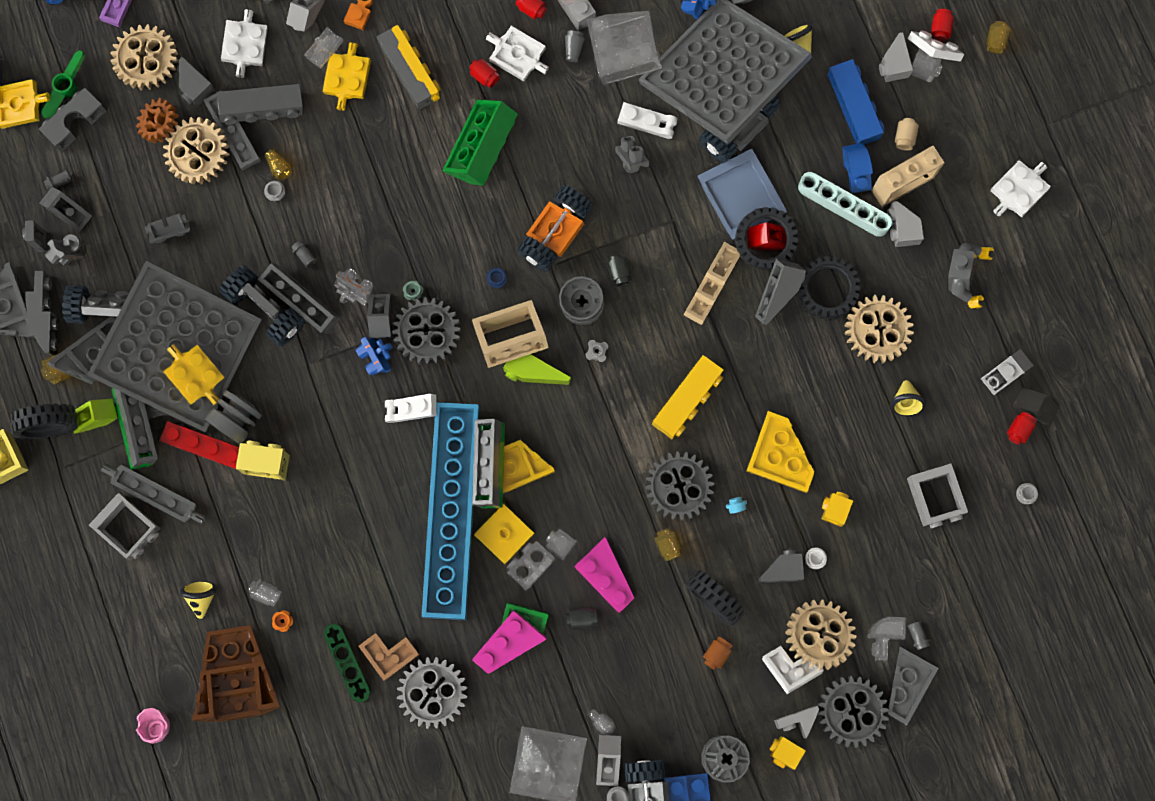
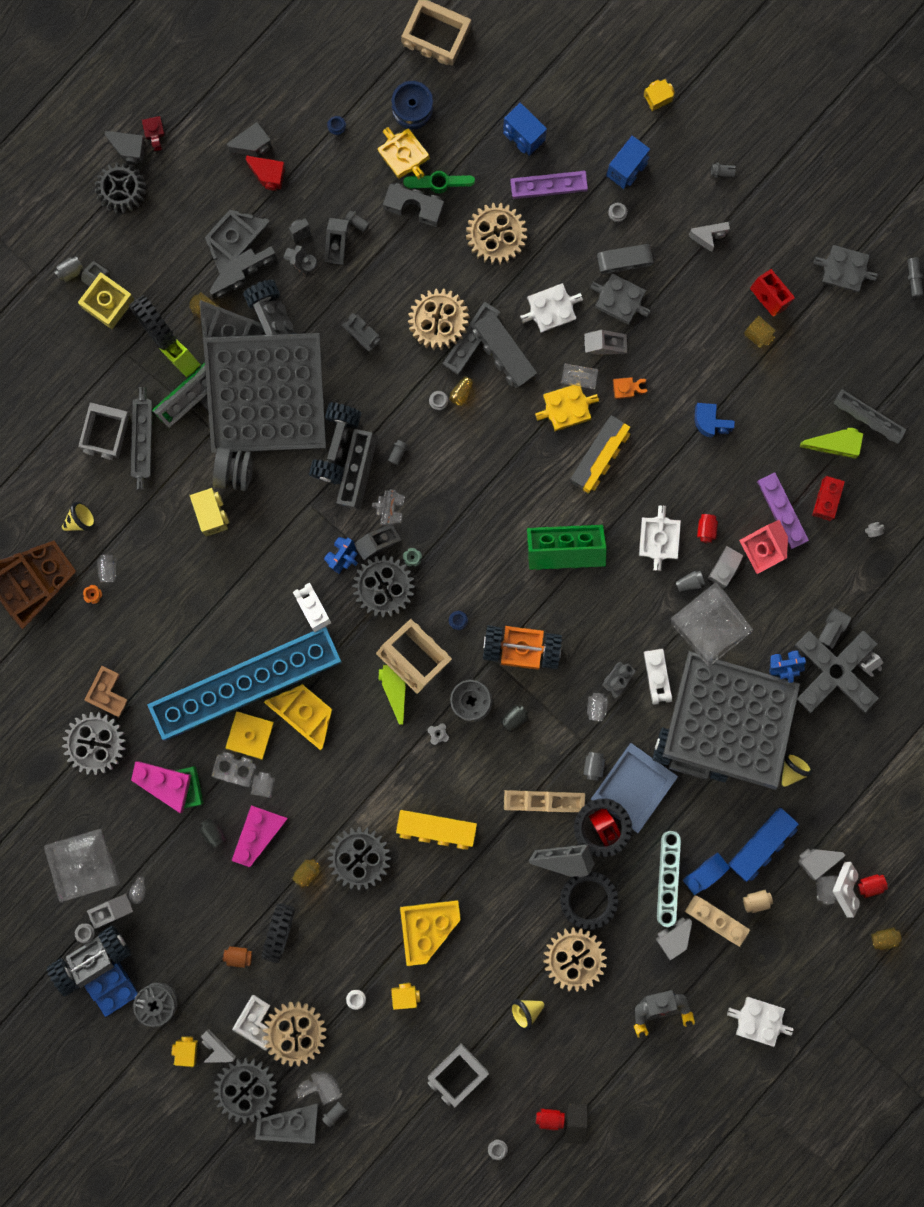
camera: 60 degrees right, 5 degrees up
(157, 120) = (447, 274): dark orange gear -> none
(193, 84) = (493, 285): dark grey slope -> none
(193, 374) = (250, 419): yellow plate -> none
(200, 444) = (200, 454): red plate -> none
(350, 661) = (82, 661): dark green beam -> none
(484, 73) = (627, 519): red brick -> none
(488, 463) = (296, 694): piece -> none
(648, 189) = (597, 707): none -> clear brick
(702, 219) = (594, 766): none -> dark grey brick
(736, 505) = (366, 912): medium azure plate -> none
(784, 569) = (333, 977): dark grey slope -> none
(1007, 372) = (593, 1085): light grey slope -> none

